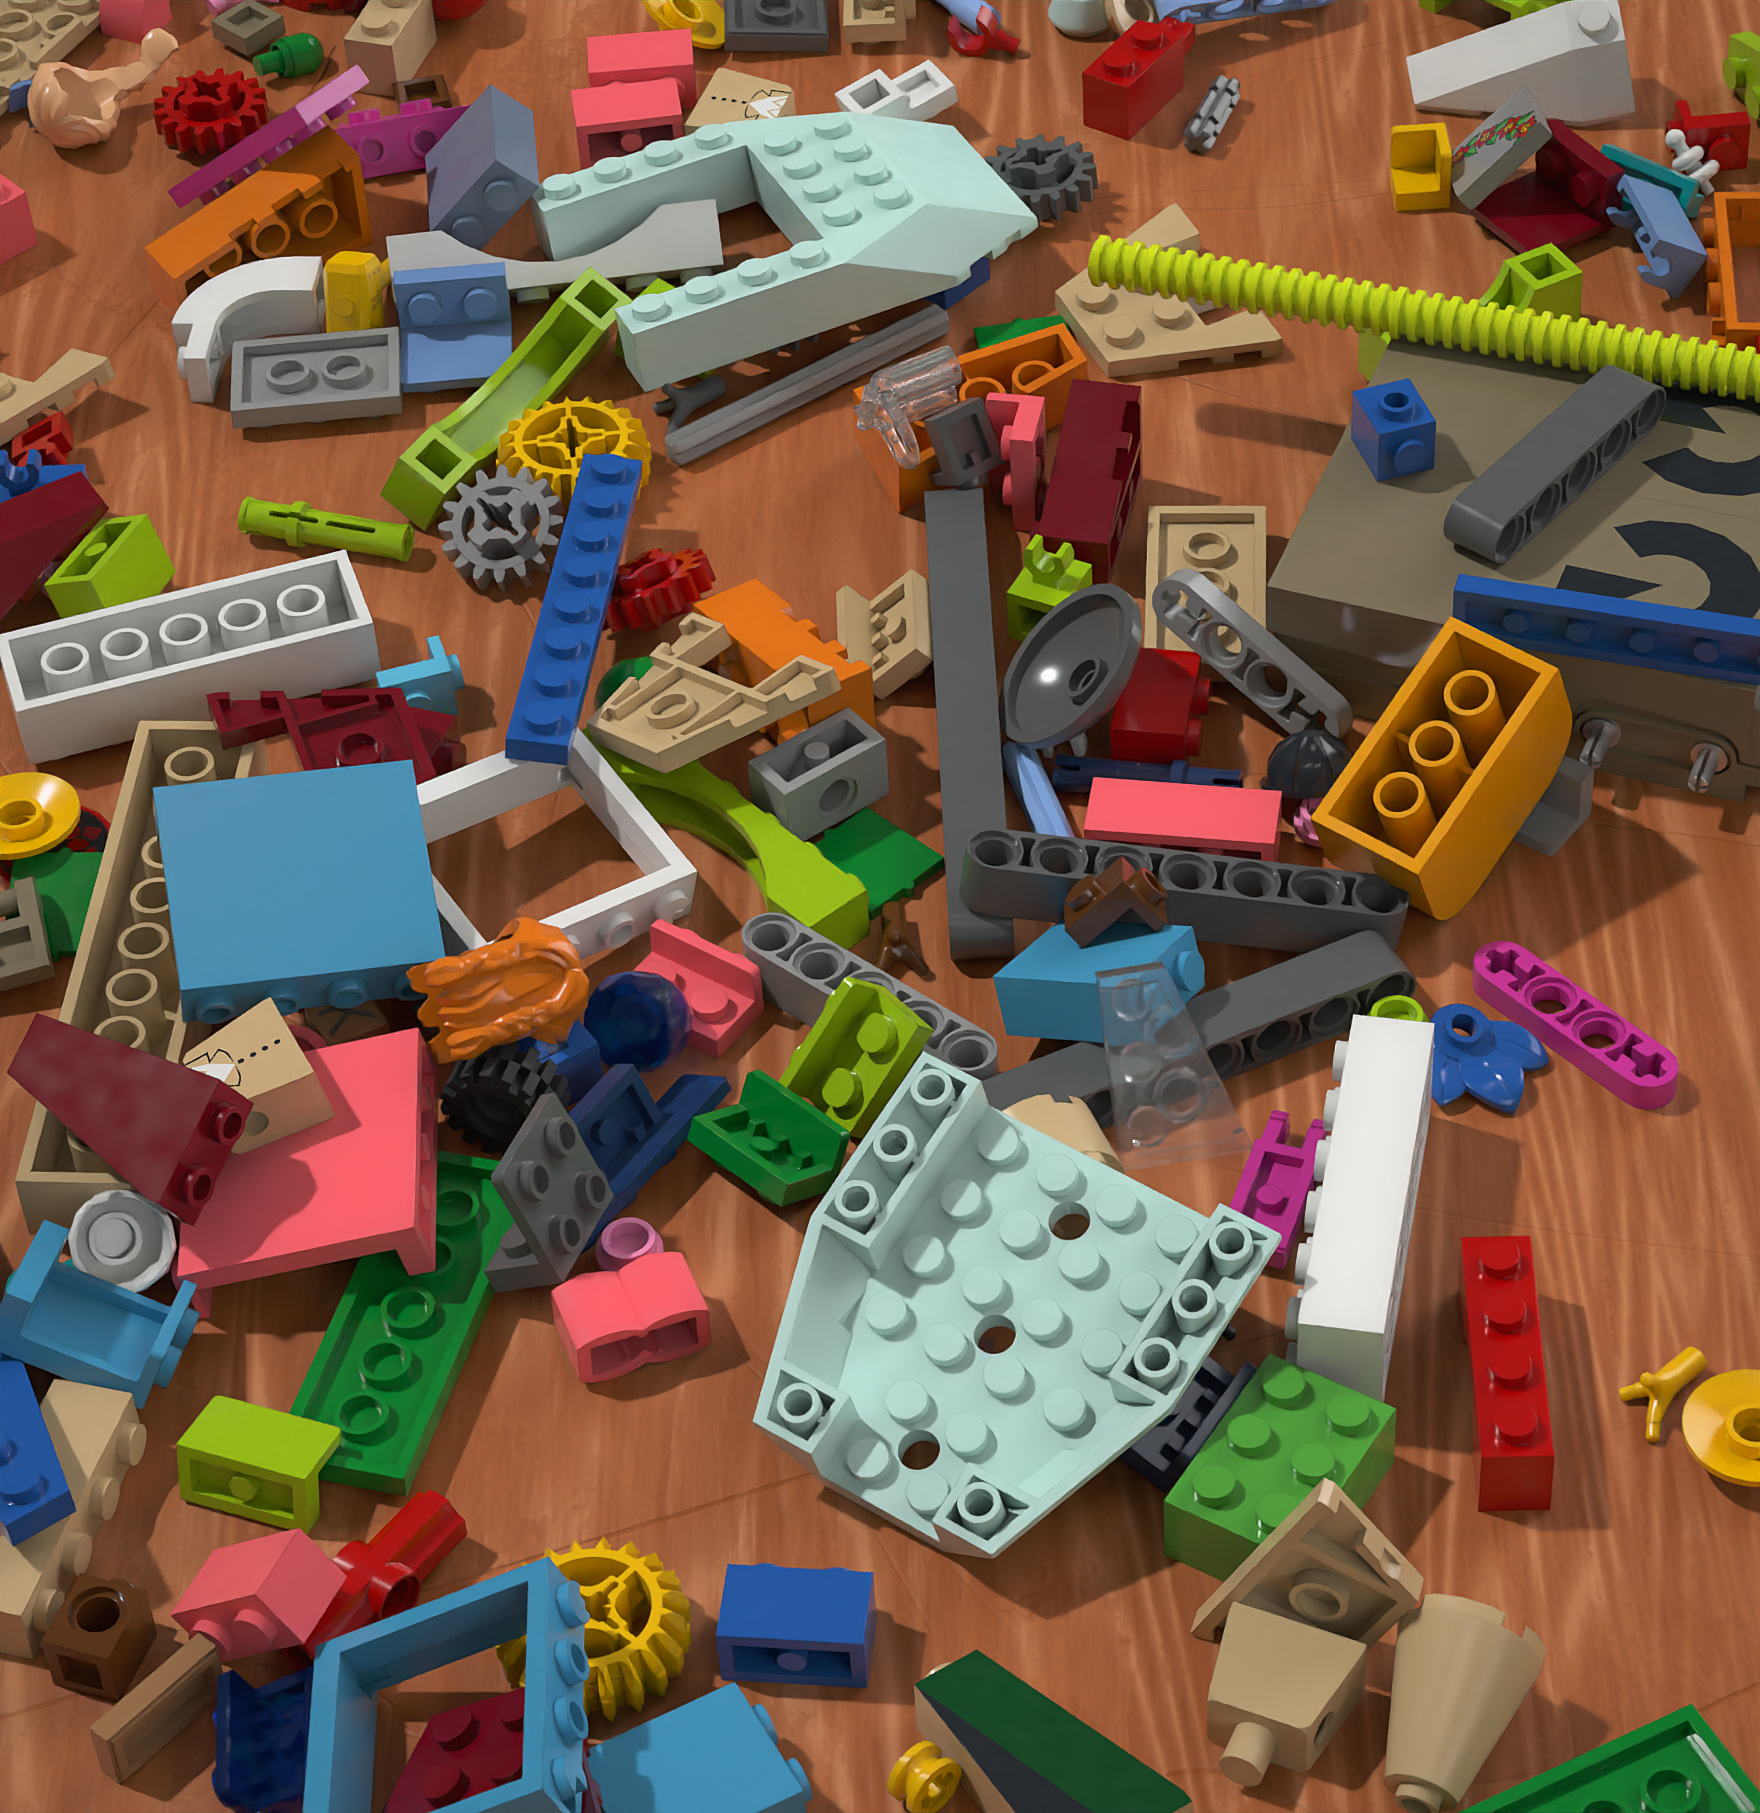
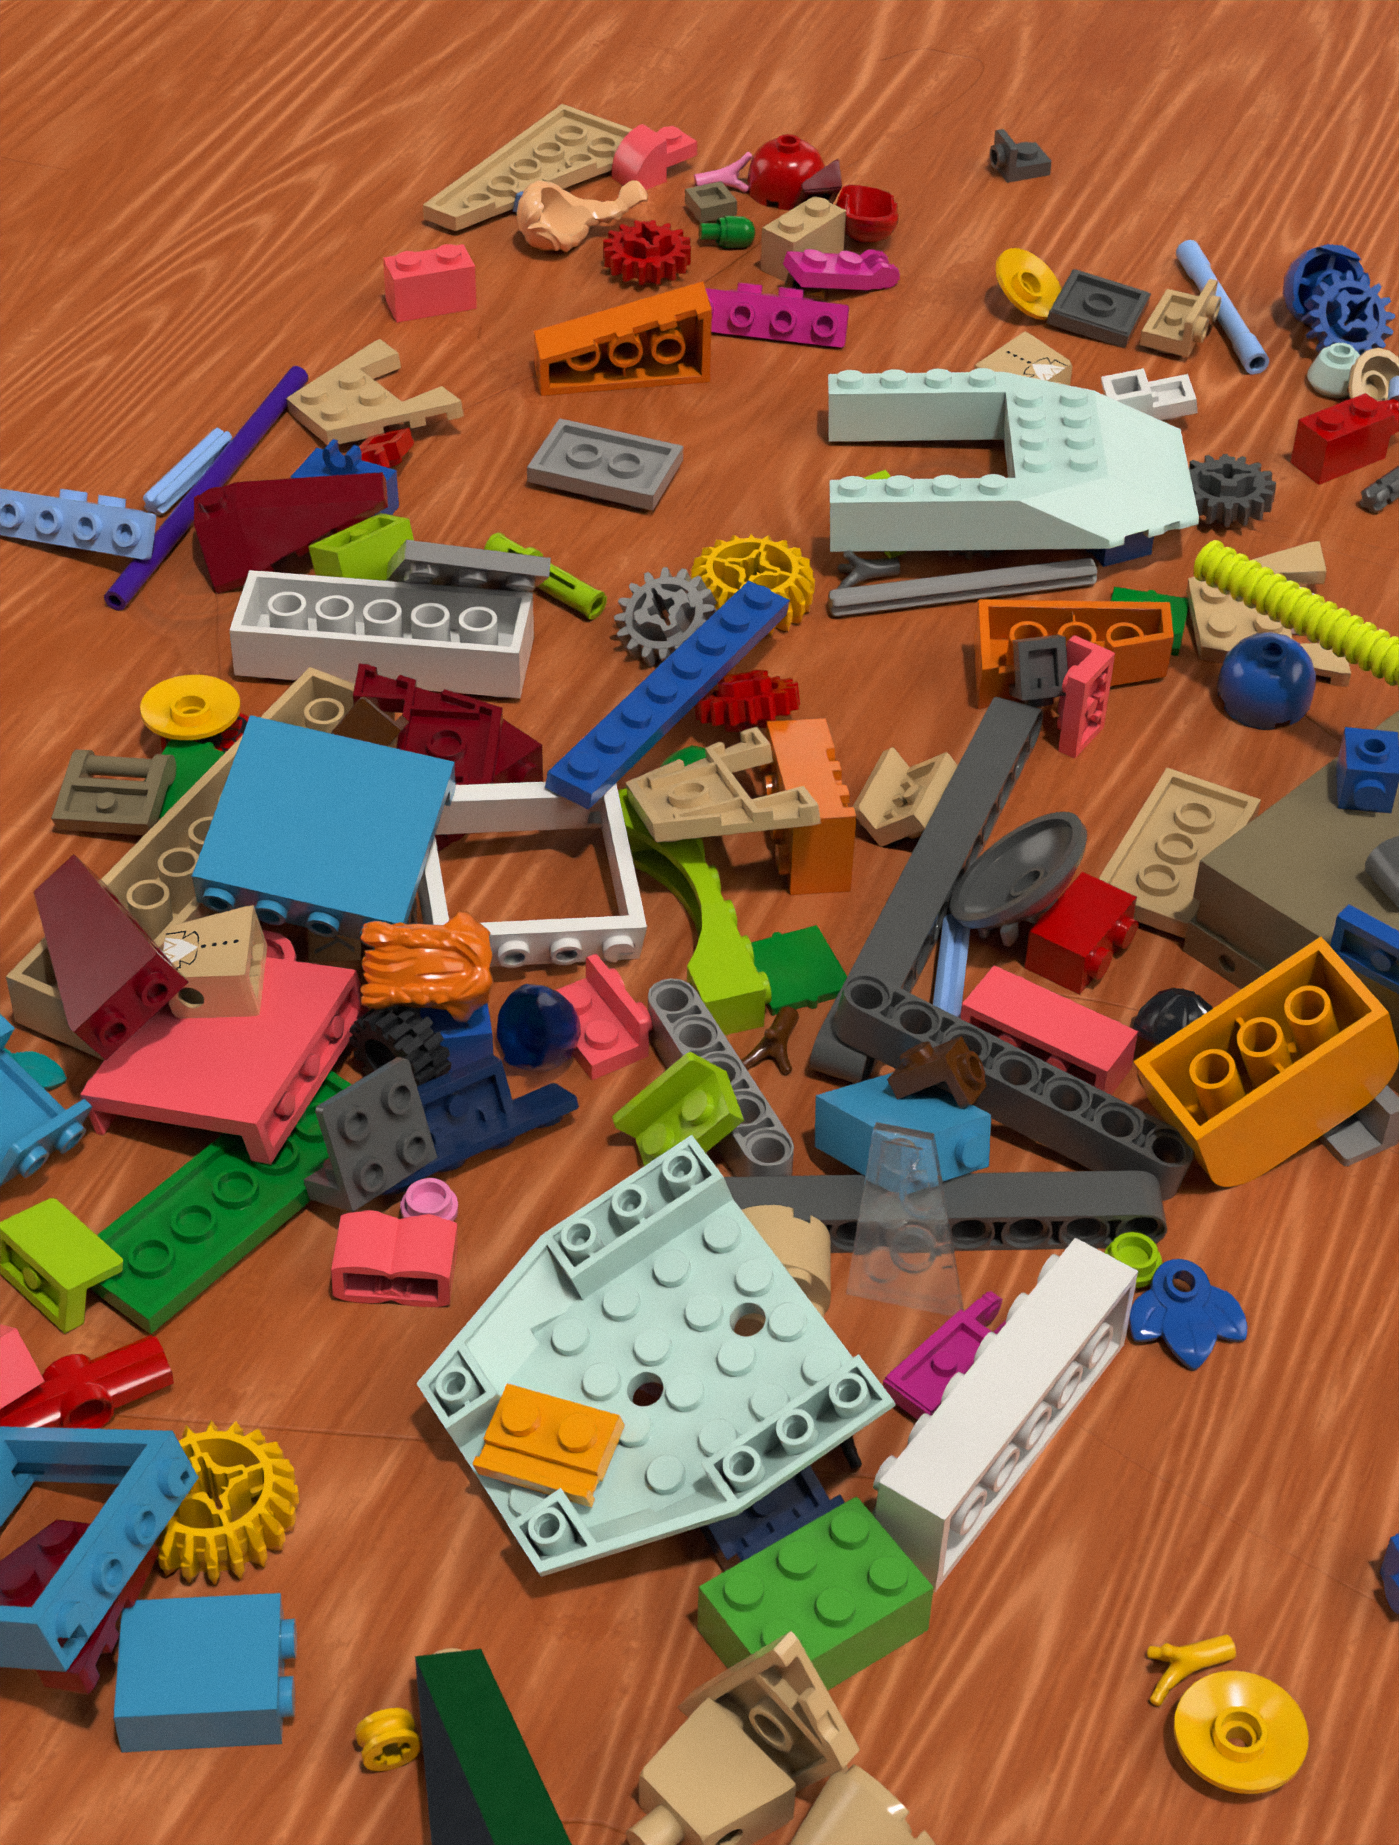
camera: 20 degrees right, 0 degrees up
(122, 1239) = (56, 1054): white hair -> none
(242, 305) = (582, 395): white arch -> none
(255, 547) = (466, 567): none -> light grey plate
(271, 140) = (665, 276): dark pink plate -> none
(271, 754) = (369, 724): none -> reddish brown panel
(355, 291) = (664, 407): yellow piece -> none
(429, 682) = (541, 715): medium azure bracket -> none
(452, 325) = (723, 459): medium blue bracket -> none
(456, 61) = (841, 270): none -> dark pink hinge
(482, 169) = (805, 352): sand blue brick -> none
(535, 372) = (764, 510): lime arch -> none
(625, 118) = (938, 344): coral brick -> none
(644, 58) = (971, 318): coral brick -> none
(669, 244) = (912, 448): white arch -> none
(773, 1141) = (577, 1157): green bracket -> none
(796, 1625) = (367, 1565): blue brick -> none
(821, 774) = (785, 888): light grey brick -> none
(907, 395) = (1008, 615): clear piece -> none
(926, 1427) = (549, 1444): none -> light orange plate
(975, 45) = (1238, 377): red piece -> none
(1043, 585) = (1047, 795): lime brick -> none
(1077, 773) = (1068, 987): dark blue pin -> none
(1094, 475) = (1127, 736): dark red wedge -> none
(1201, 376) = (1267, 681): none -> blue cylinder
(1258, 650) = (1179, 912): light grey beam -> none
(1507, 1374) = (1049, 1592): red arch -> none
(1581, 1018) = (1289, 1313): dark pink beam -> none

